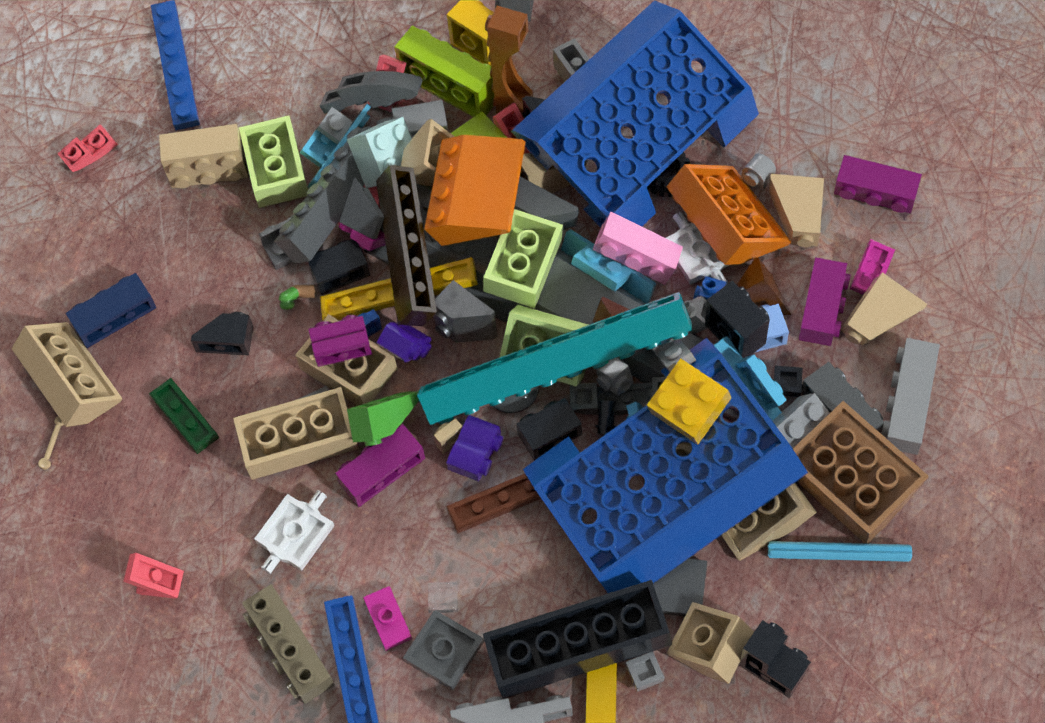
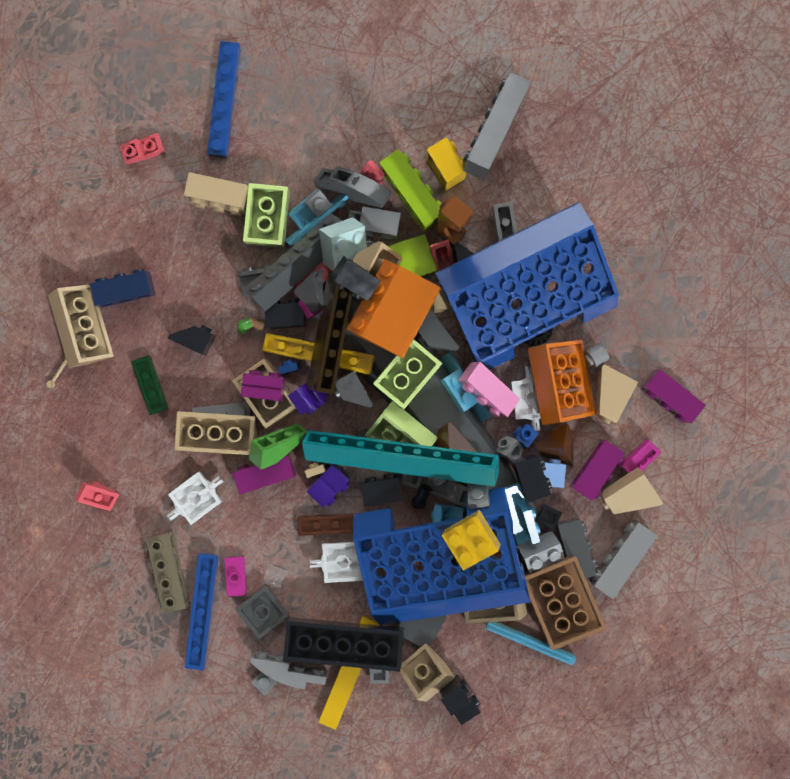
camera: 15 degrees right, 25 degrees up
(413, 160) = (355, 278): none -> black brick
(530, 541) = (339, 562): none -> white plate

